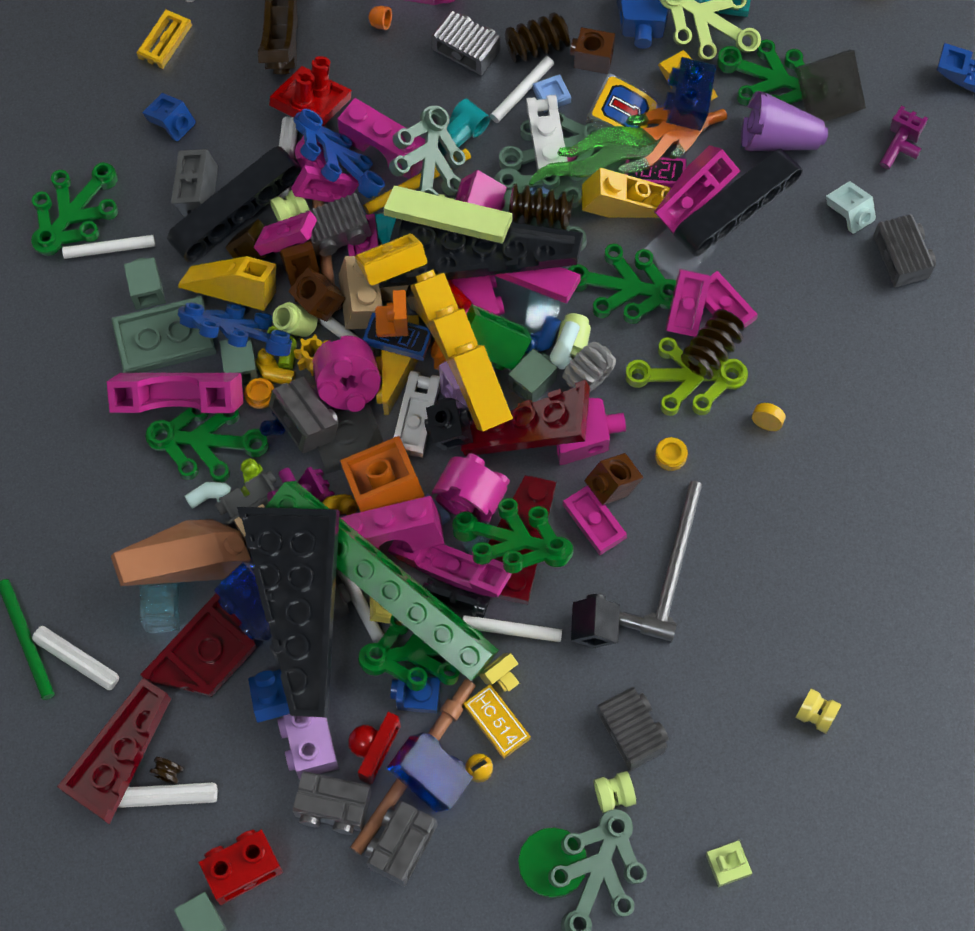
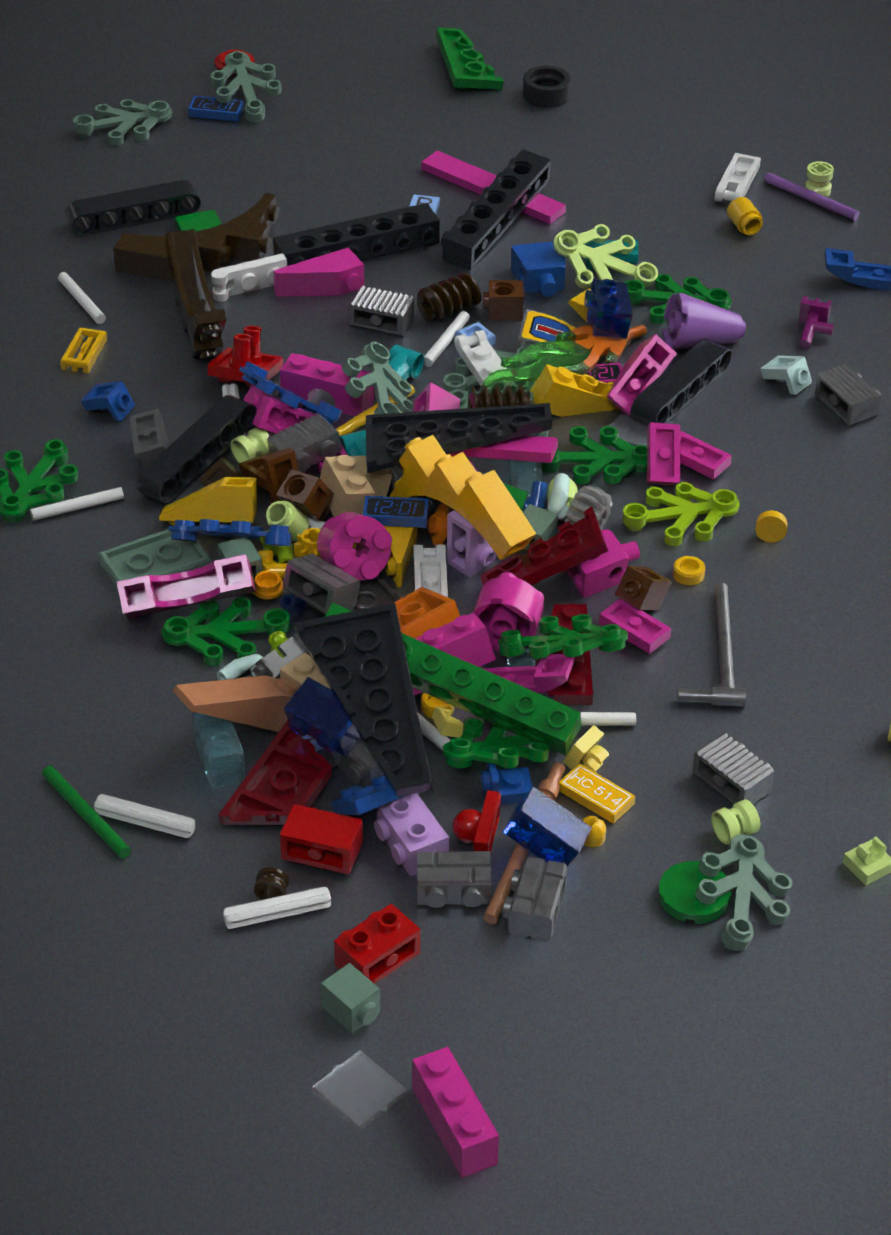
camera: 15 degrees left, 25 degrees down
(114, 755) = (213, 882): dark red wing -> none
(144, 283) = (124, 519): sand green brick -> none
(223, 730) = (321, 839): none -> red brick
(285, 233) = (251, 458): dark pink plate -> none
(380, 17) = (292, 306): orange hinge -> none
(391, 259) = (375, 444): yellow slope -> none
(393, 318) = (394, 486): orange bracket -> none
(448, 214) = (416, 408): yellowish green tile -> none
(449, 424) = (468, 568): black brick -> none
(595, 621) = (666, 695): black brick -> none
(713, 343) = (700, 476): dark brown piece -> none
(831, 86) = (736, 289): clear smoke tile -> none

